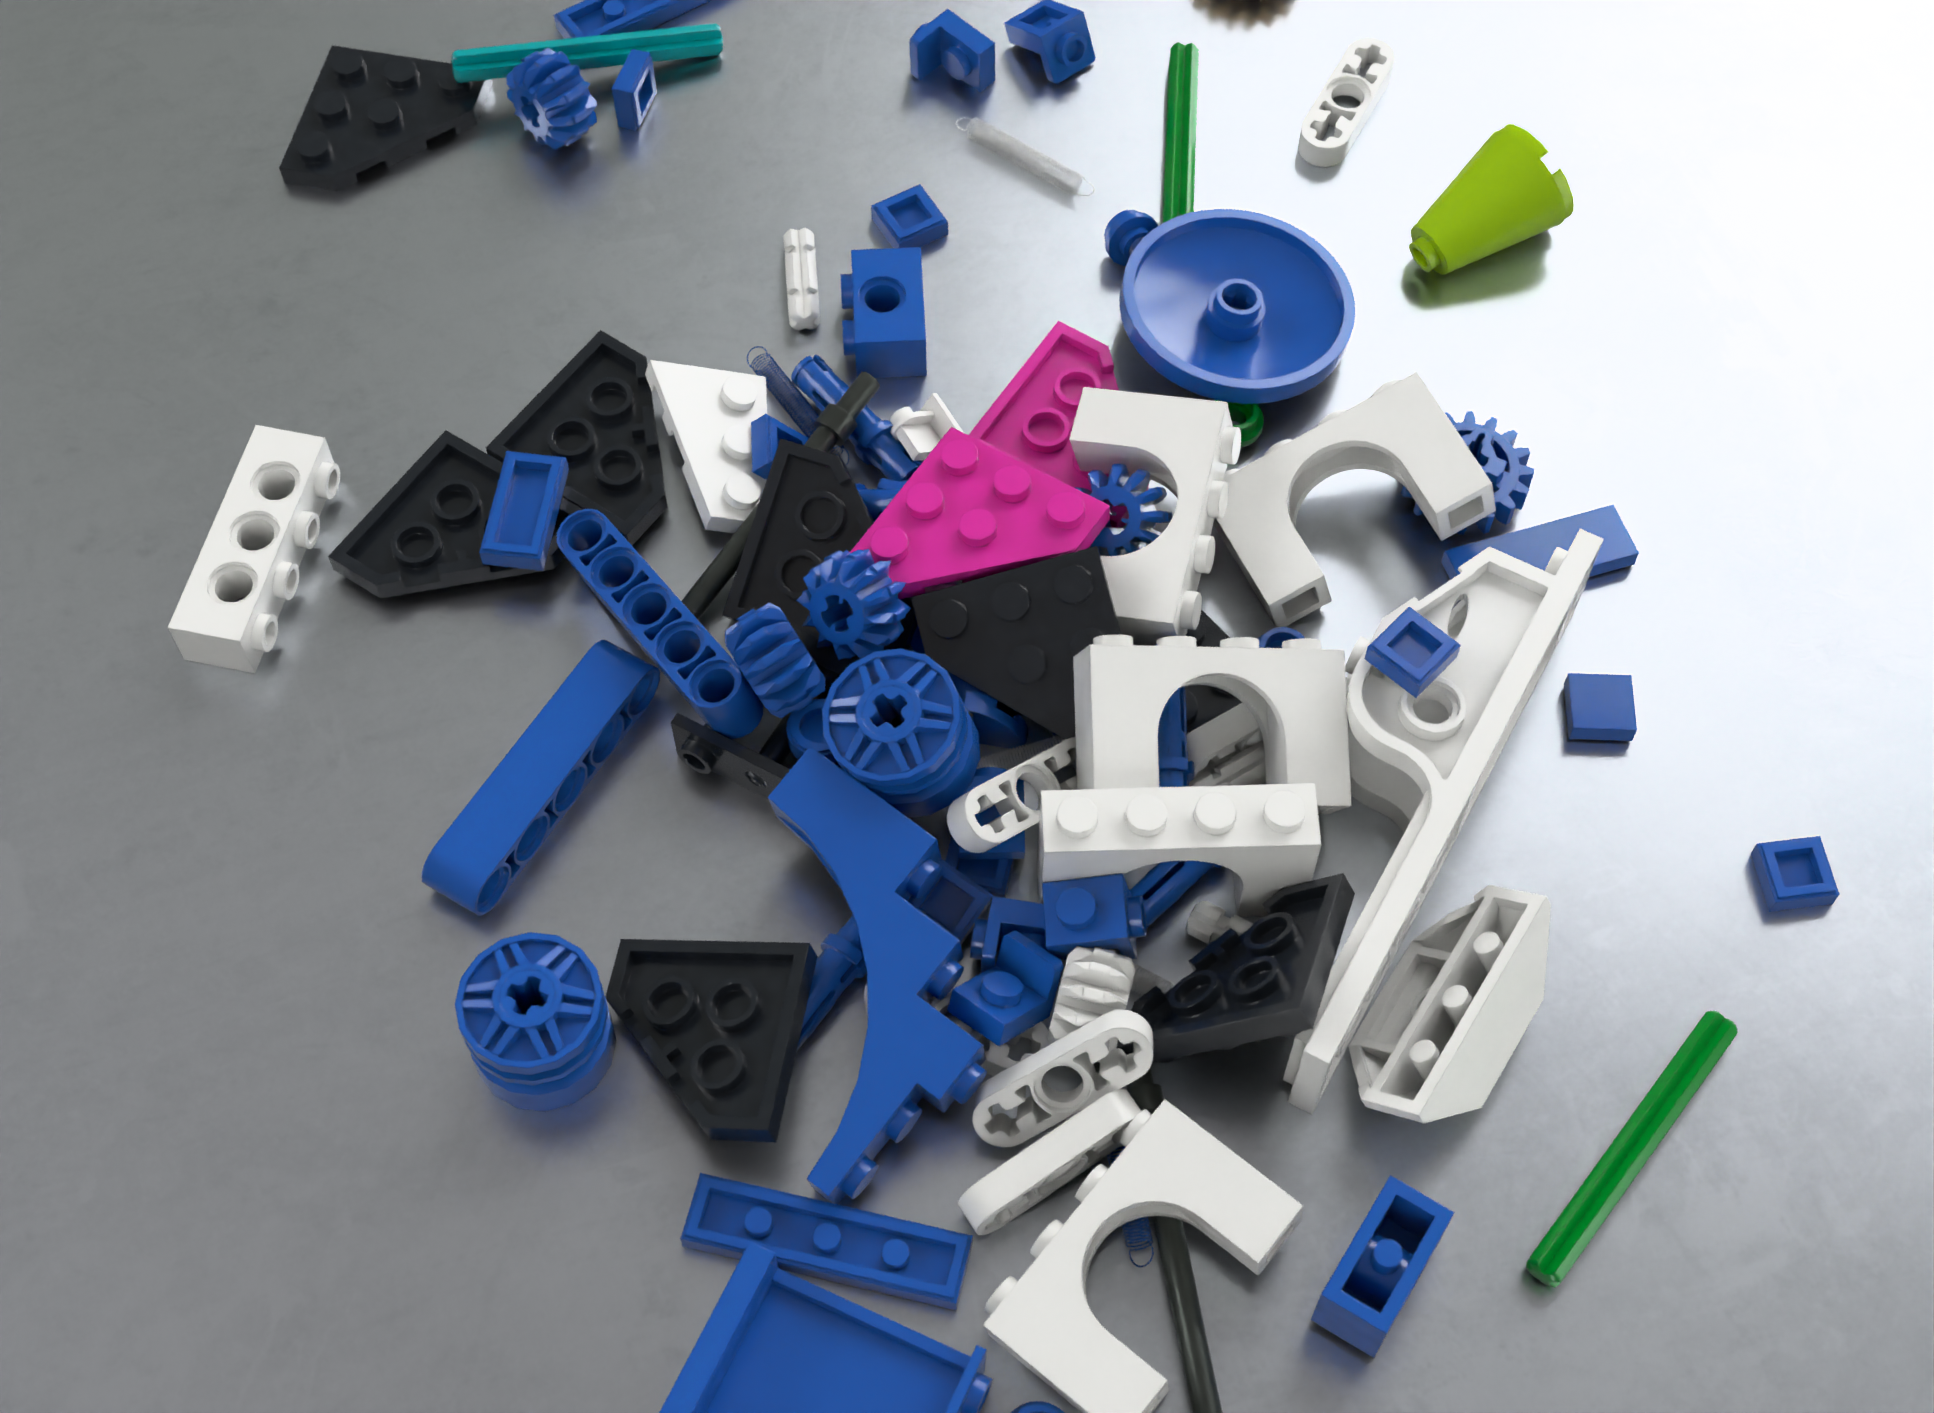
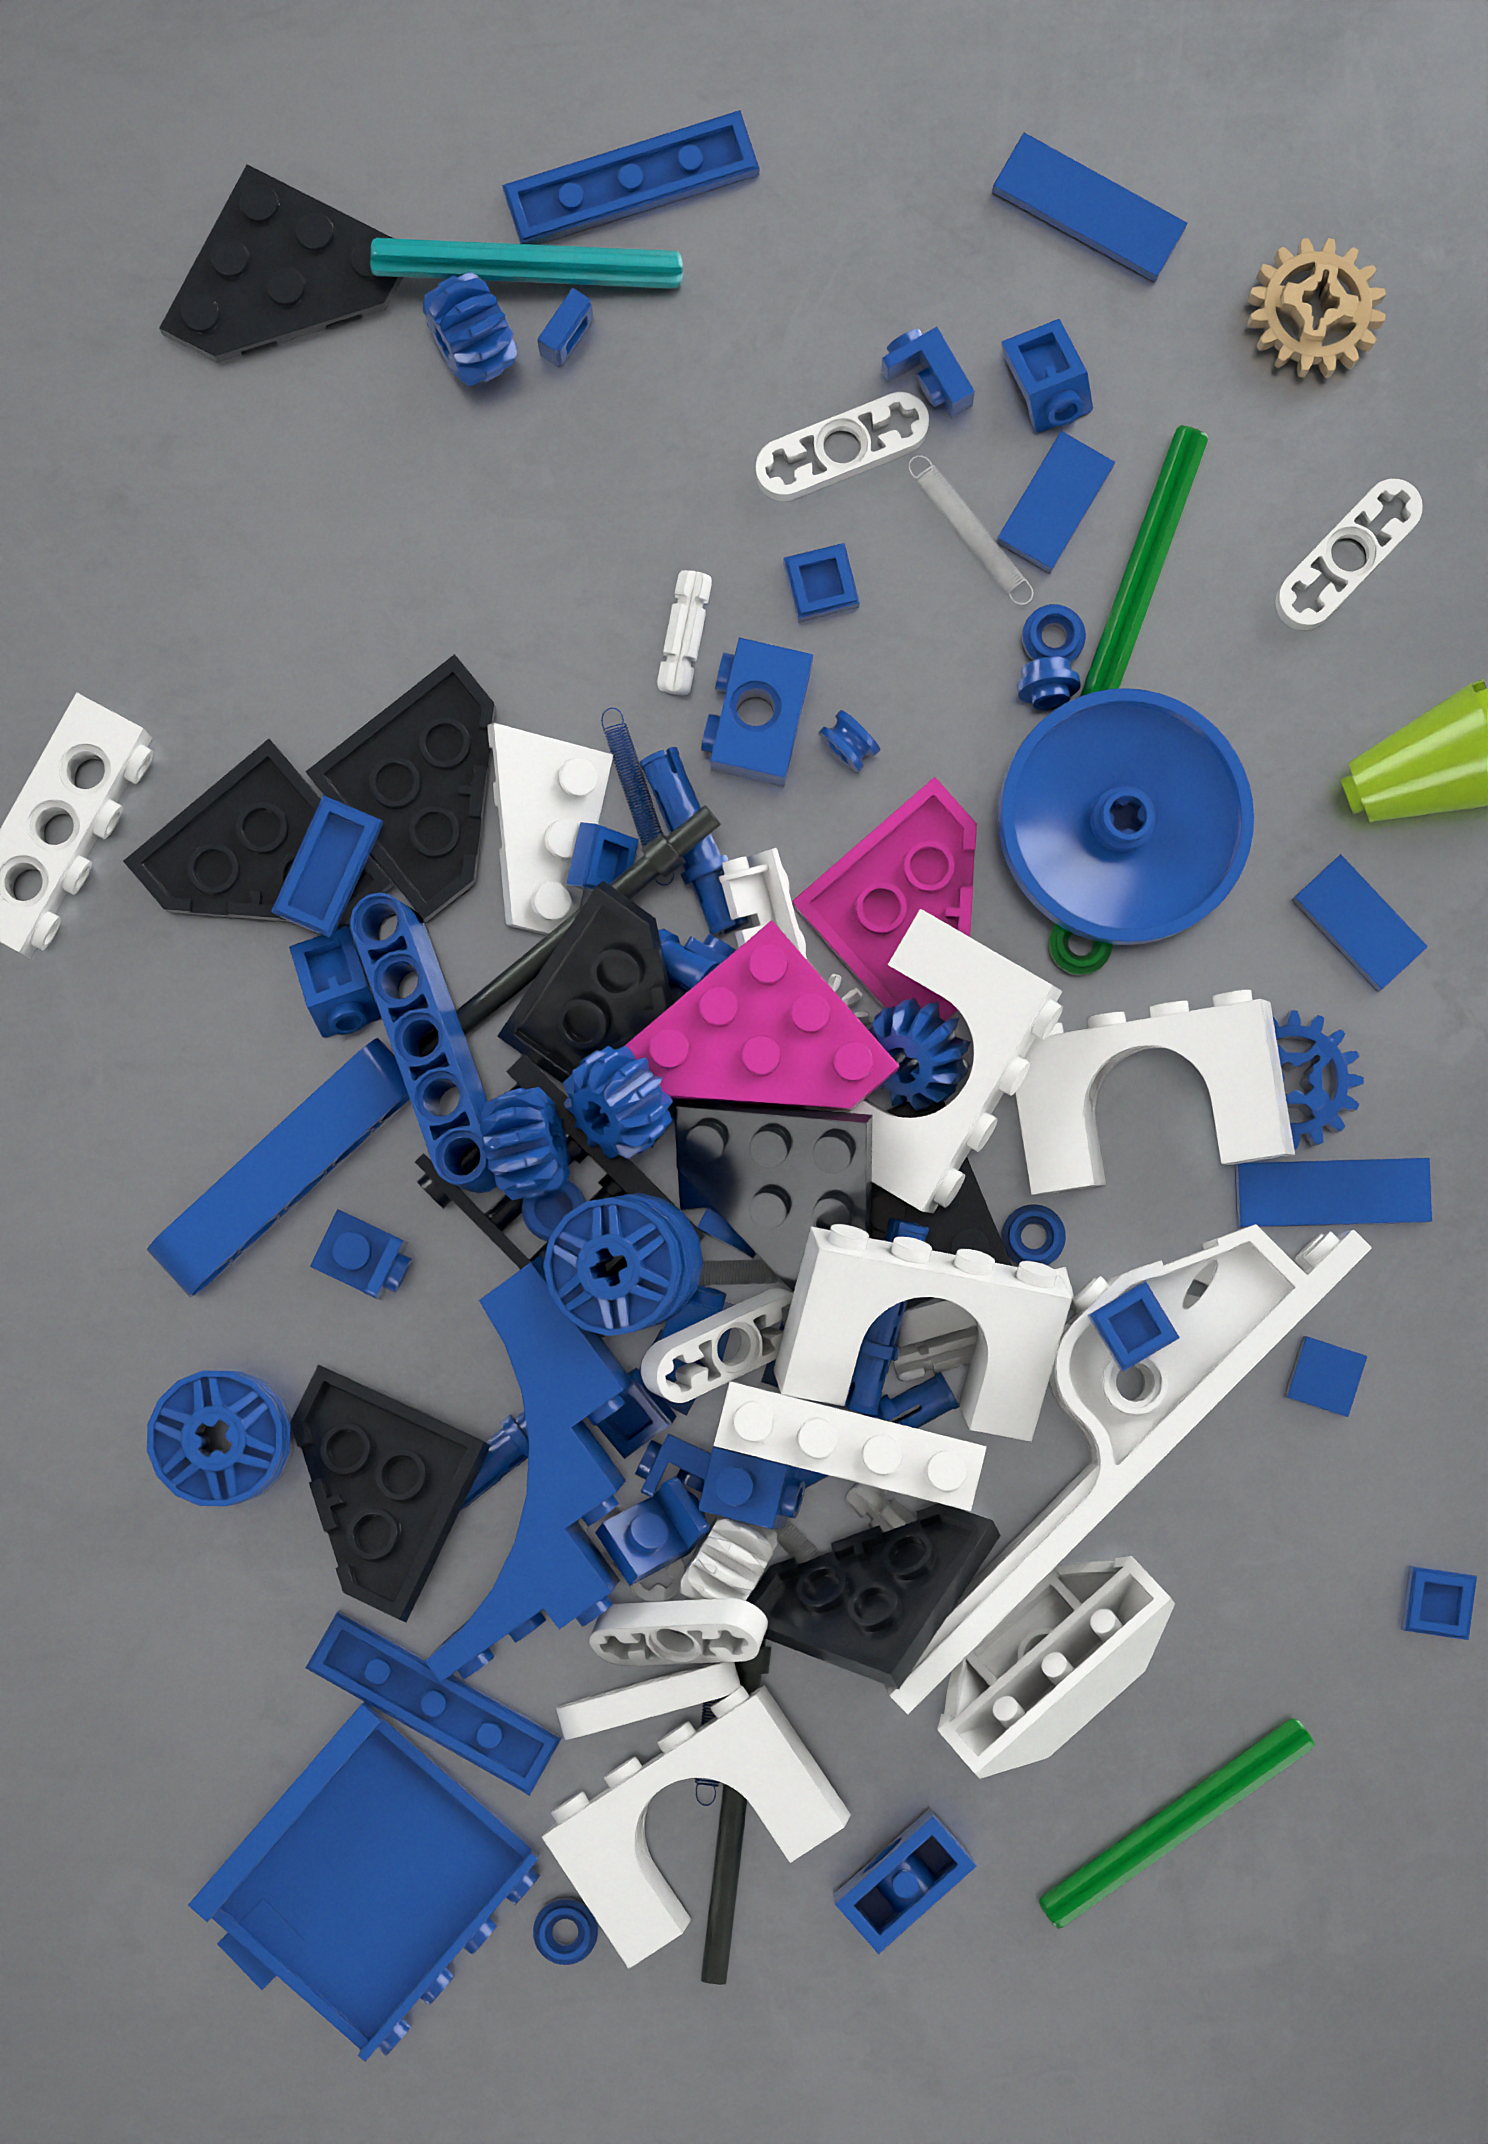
camera: 15 degrees right, 25 degrees up
(558, 612) = (334, 983): none -> blue bracket
(641, 837) = (362, 1256): none -> blue bracket
(885, 144) = (891, 446): none -> white beam
(973, 317) = (849, 741): none -> blue bush
(1089, 121) = (1055, 501): none -> blue tile
(1118, 197) = (1061, 618): none -> blue plate
(1470, 350) = (1359, 923): none -> blue tile

